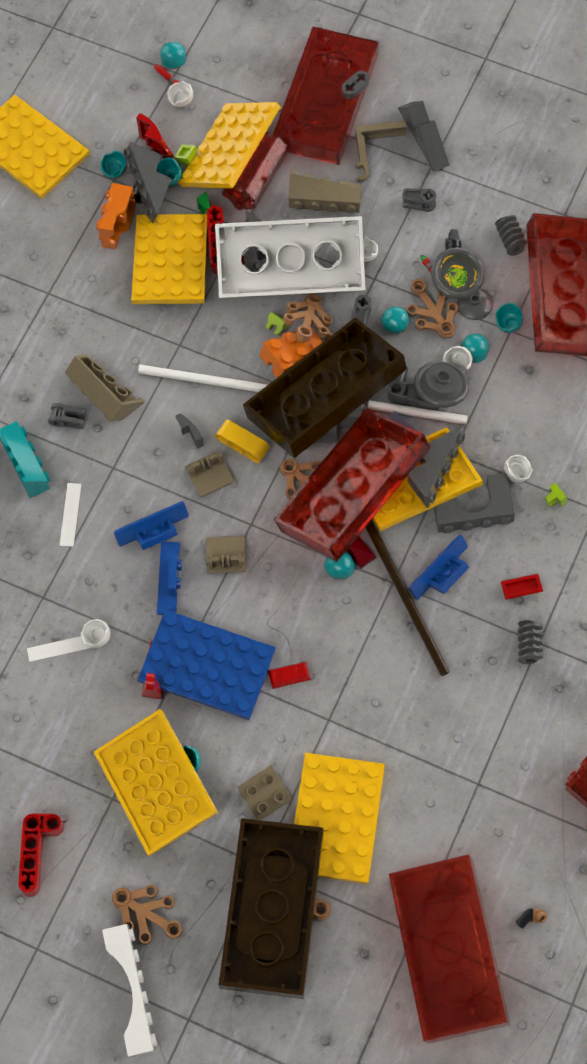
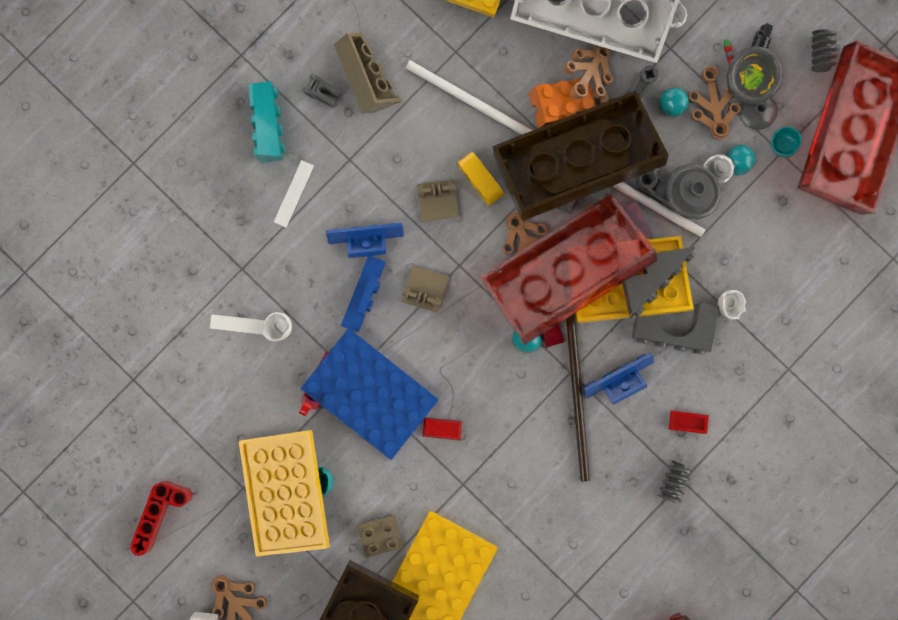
camera: 15 degrees right, 20 degrees up
(188, 427) = (431, 143): dark grey slope -> none
(276, 319) = (559, 61): lime tile -> none
(556, 496) = (758, 344): lime tile -> none

